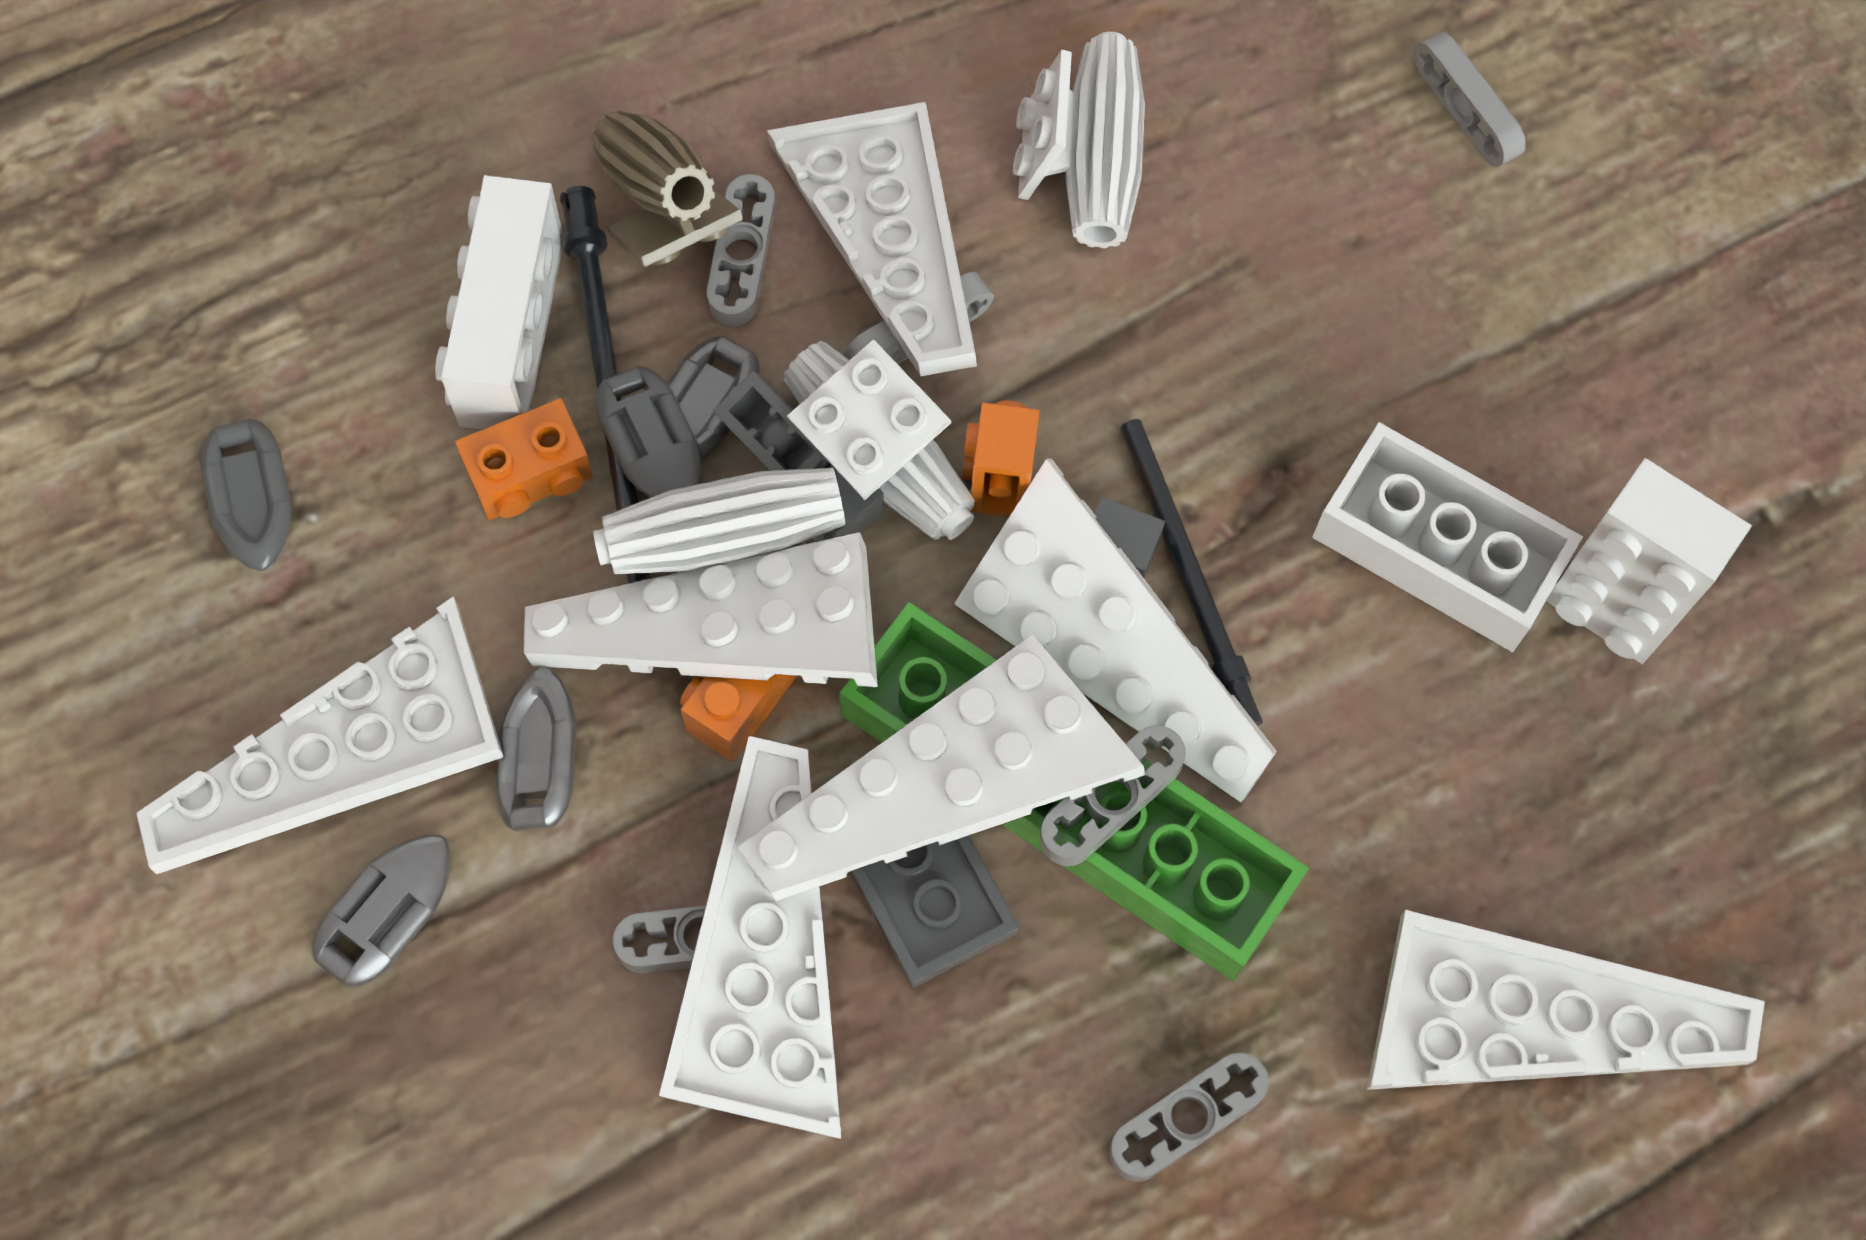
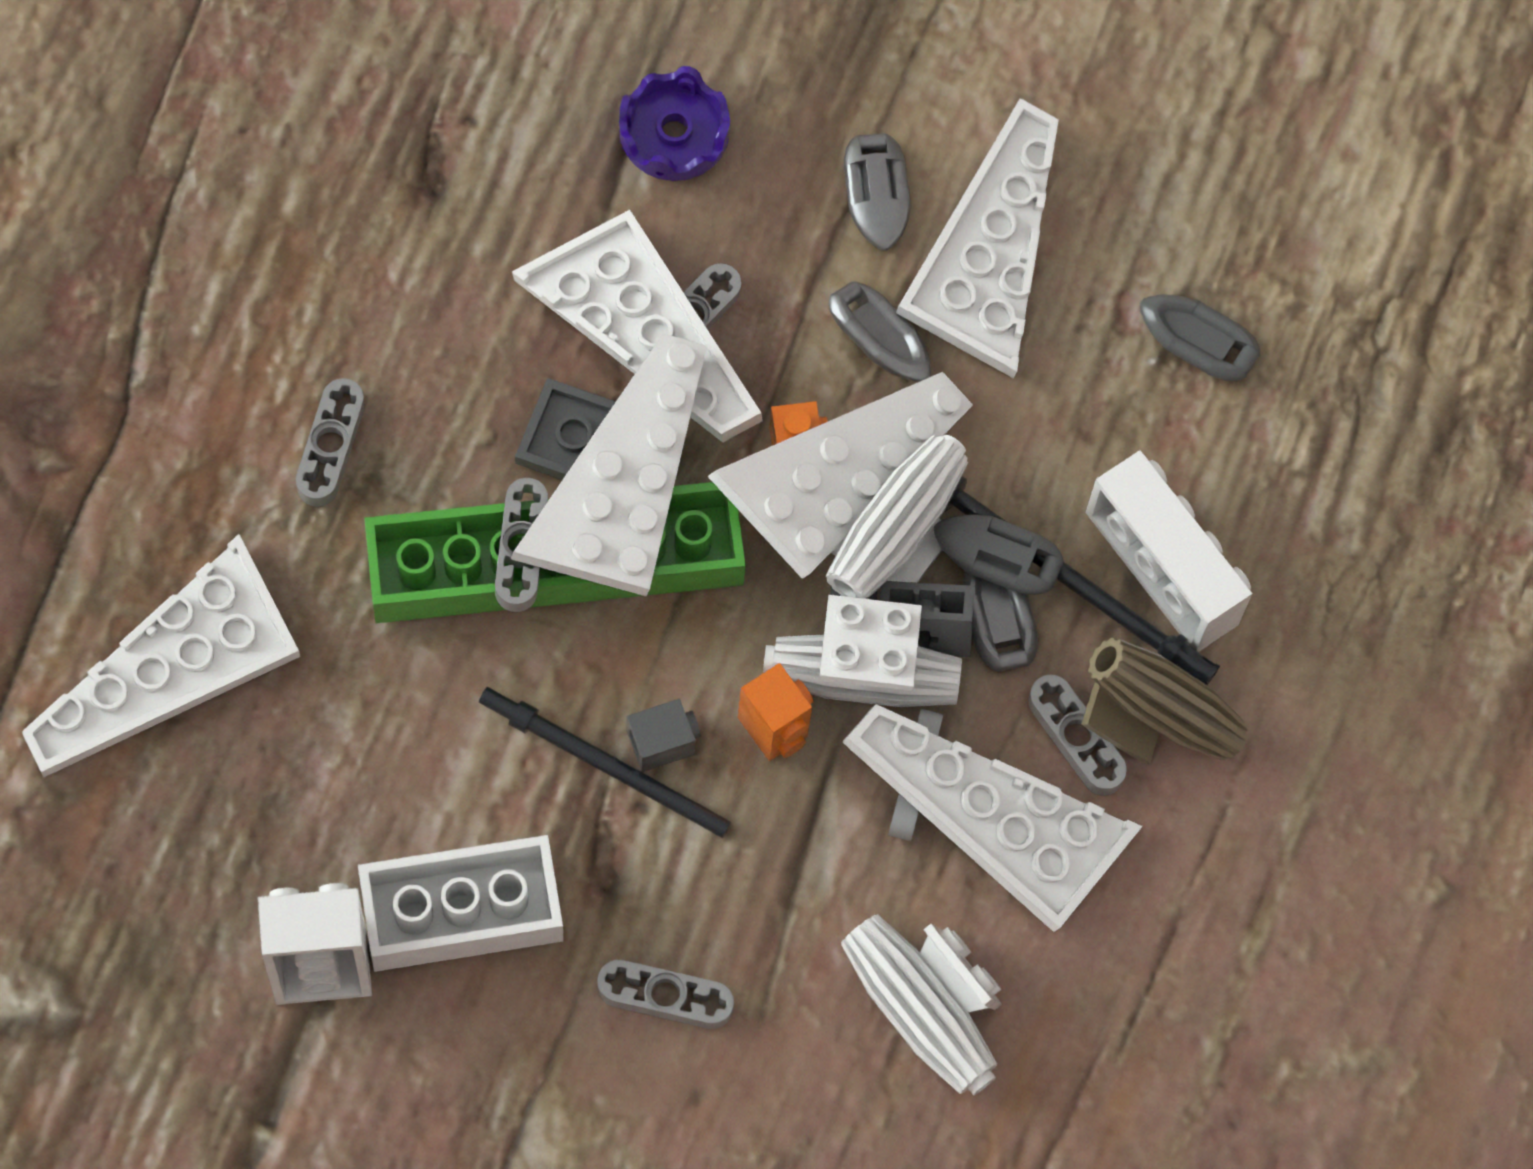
camera: 135 degrees right, 0 degrees up
(482, 1129) = (677, 98): none -> dark purple plate
(525, 460) = (1062, 483): orange brick -> none
(1109, 631) = (615, 666): white wing -> none
(1315, 310) = (628, 996): none -> light grey beam

